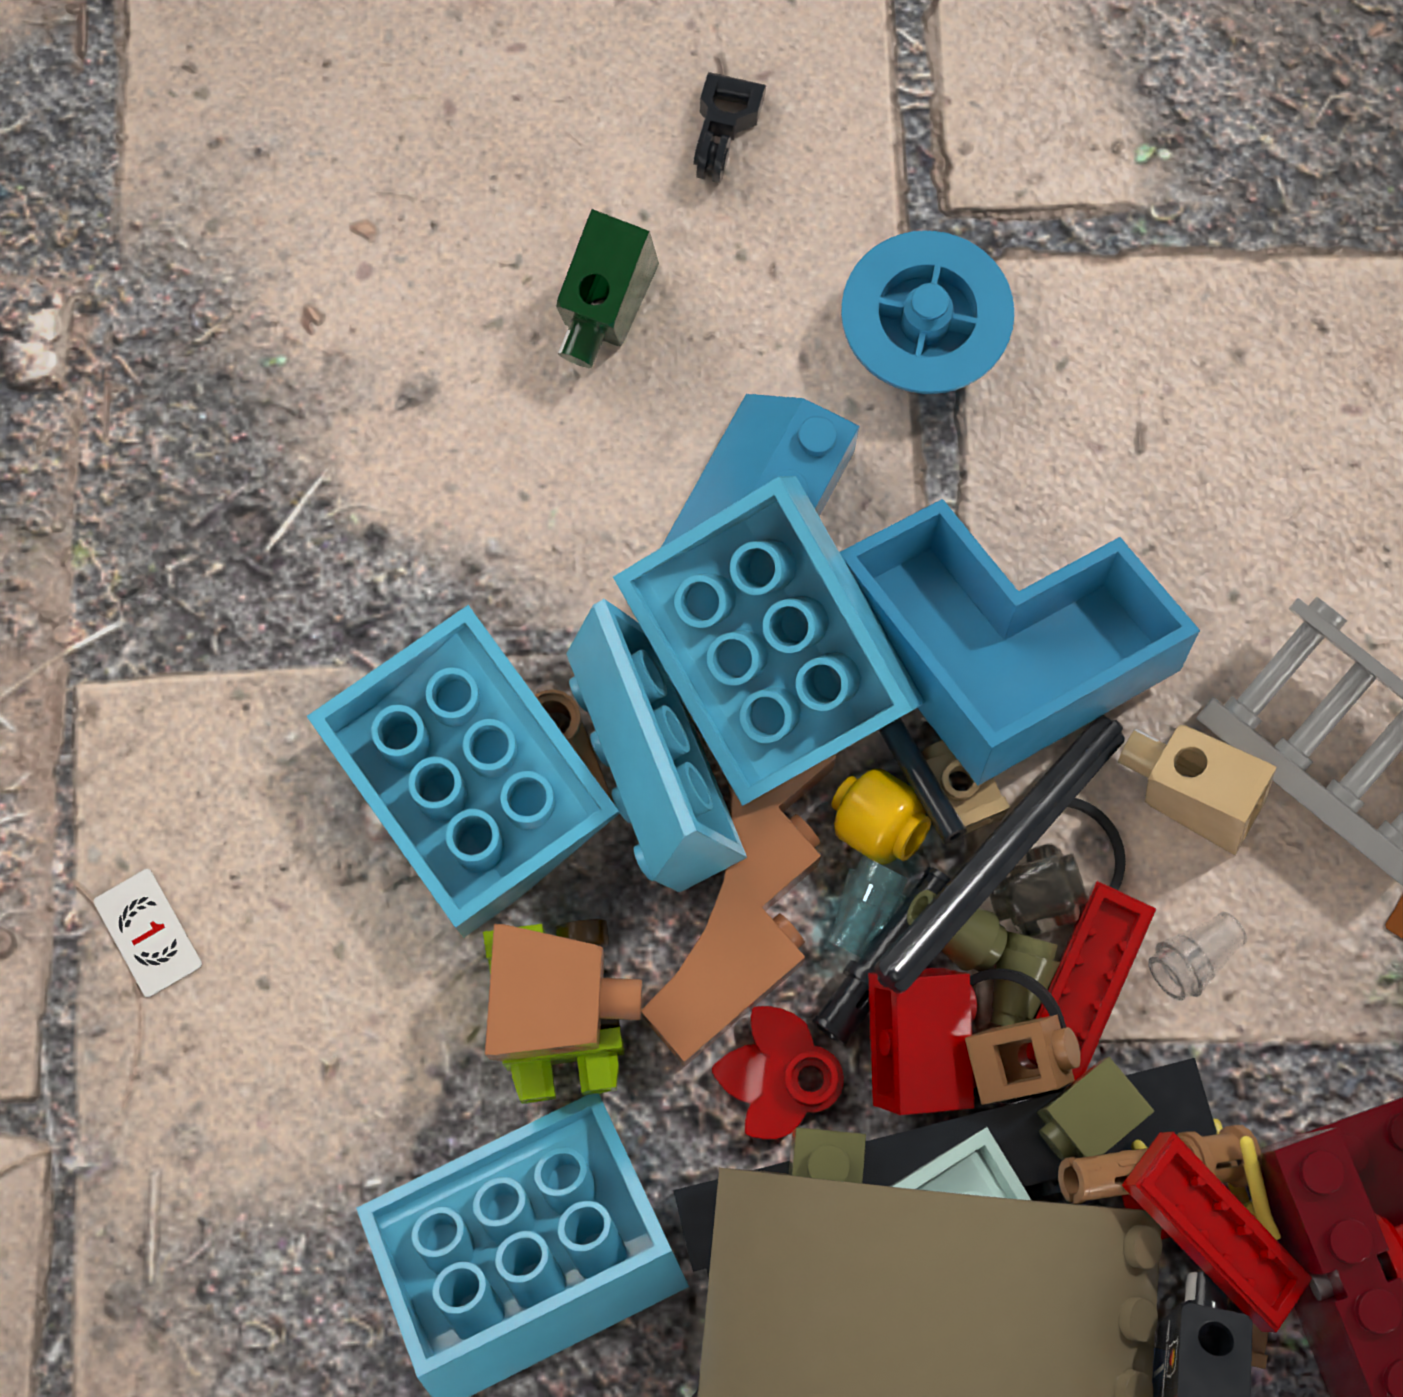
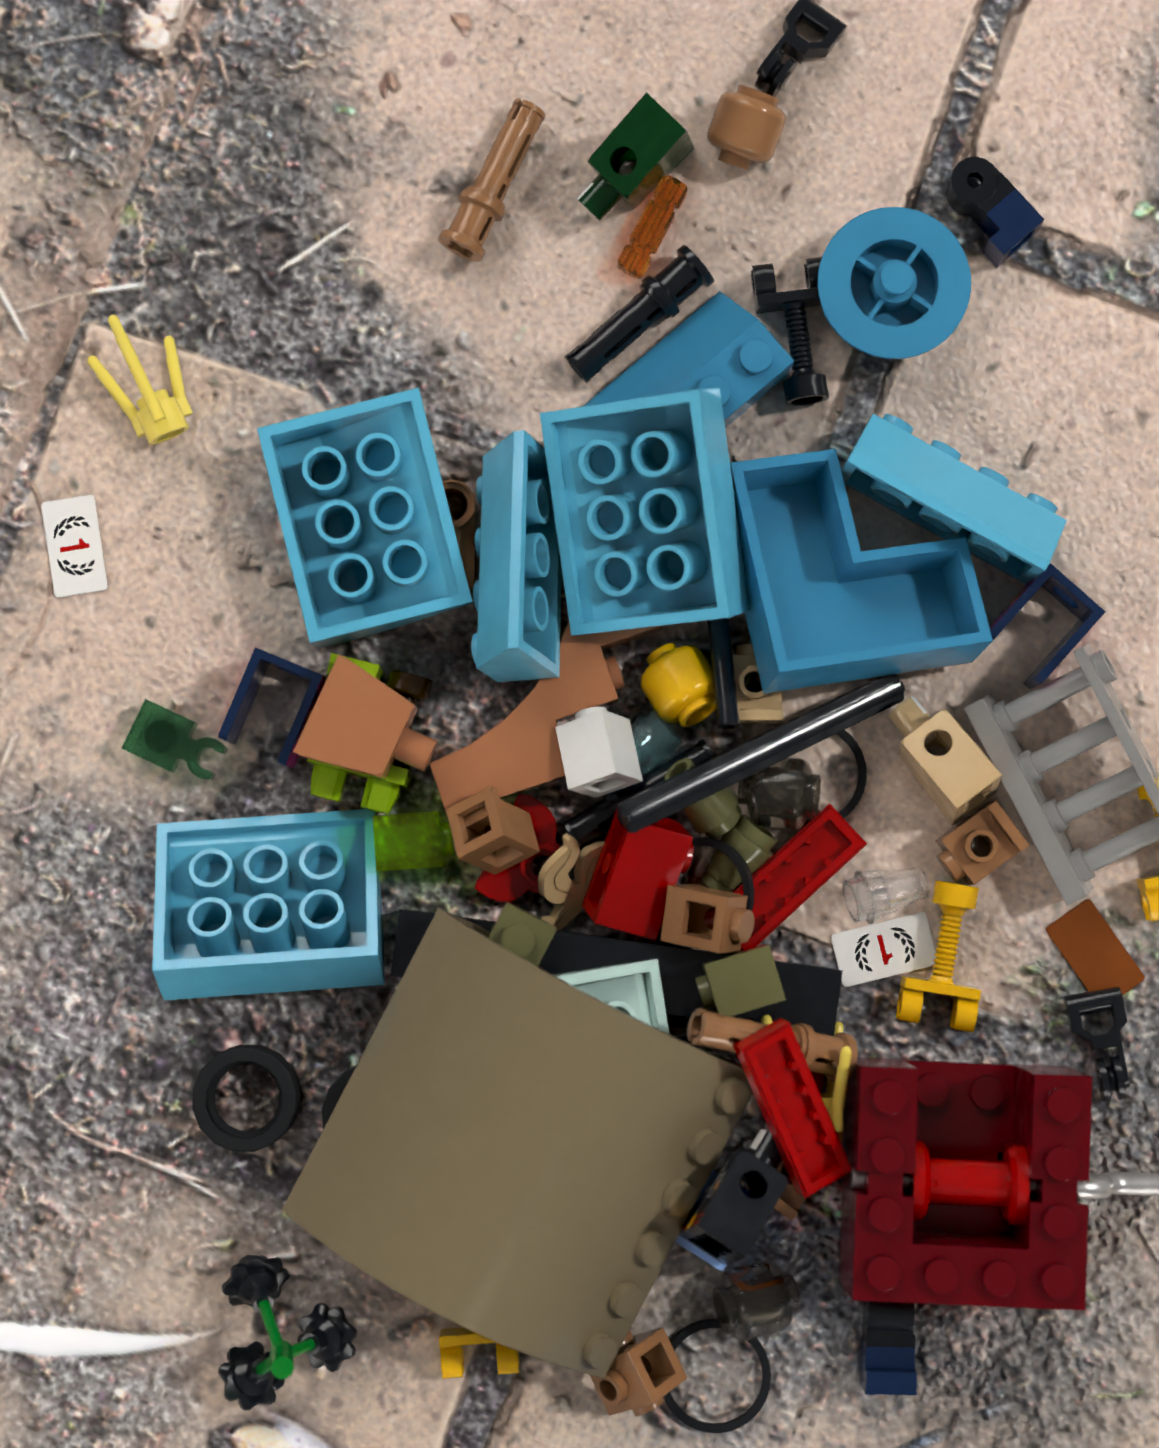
camera: 25 degrees right, 10 degrees up
(191, 750) = (158, 414): none -> light yellow plant
(330, 1104) = (166, 739): none -> clear green plate
(404, 1009) = (247, 693): none -> dark blue piece
(459, 395) = (483, 201): none -> medium nougat pin
(648, 355) = (652, 226): none -> clear orange axle
(655, 1108) = (411, 841): none -> clear neon green brick
(684, 425) = (657, 299): none -> black pin
(705, 217) = (746, 127): none -> medium nougat head
(742, 1059) = (491, 832): none -> medium nougat brick
(824, 923) = (598, 752): none -> white brick
(833, 1087) = (556, 884): none -> tan piece
(878, 453) = (805, 385): none -> black bar
(994, 202) = (994, 205): none -> leg
(1081, 507) = (953, 499): none -> medium azure slope
(1223, 1019) = (884, 949): none -> white sticker
(1277, 571) = (1070, 597): none -> dark blue piece
(1288, 836) = (990, 823): none -> medium nougat brick
(1341, 1049) = (954, 902): none -> yellow bar

